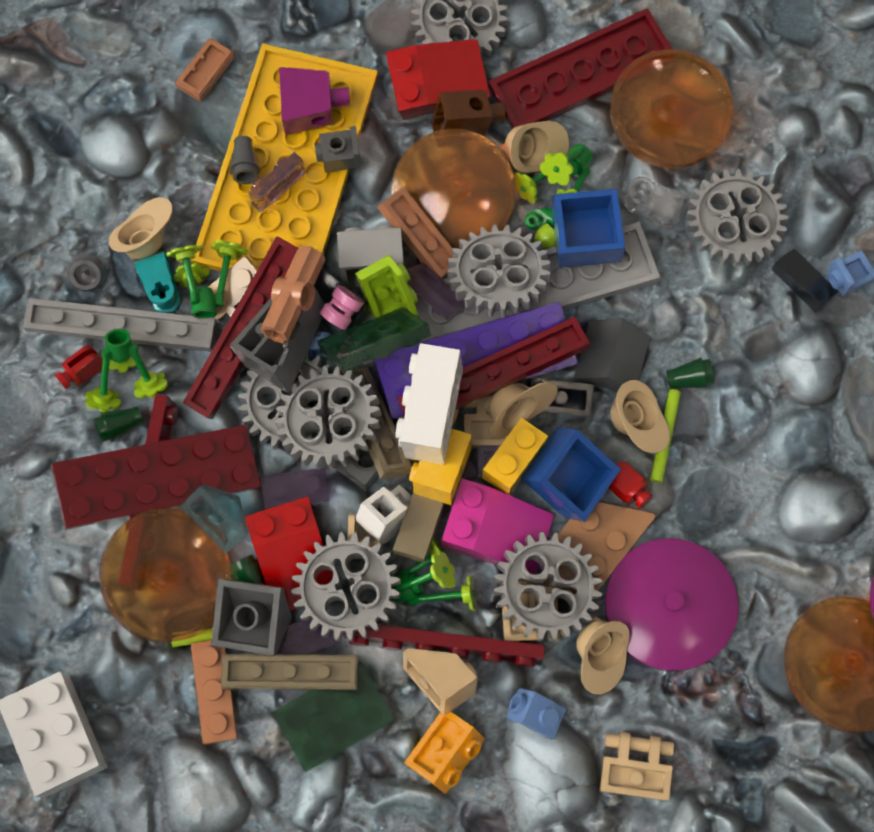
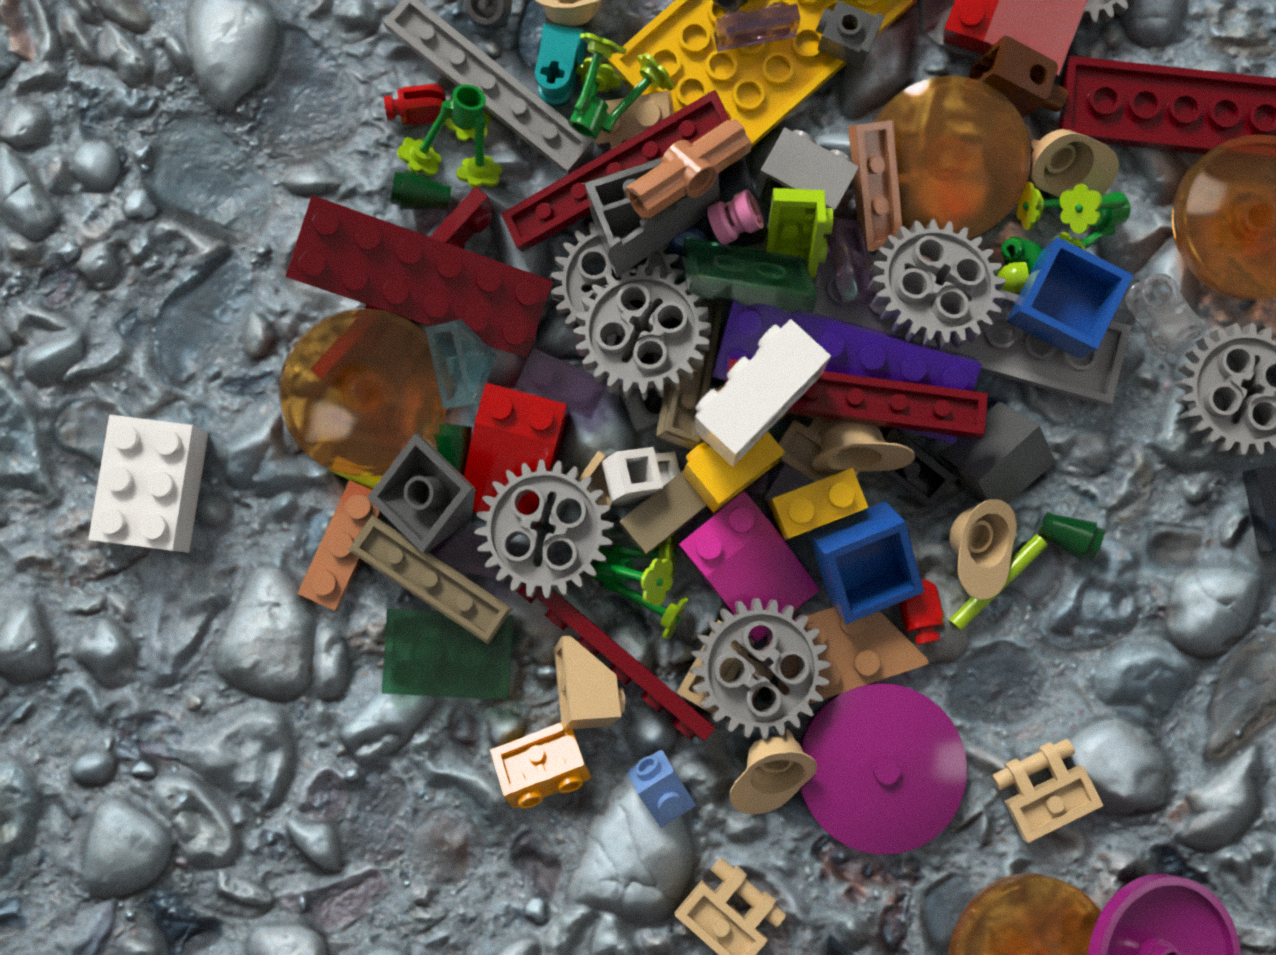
camera: 30 degrees right, 10 degrees up
(795, 553) = (1053, 802): none -> tan plate

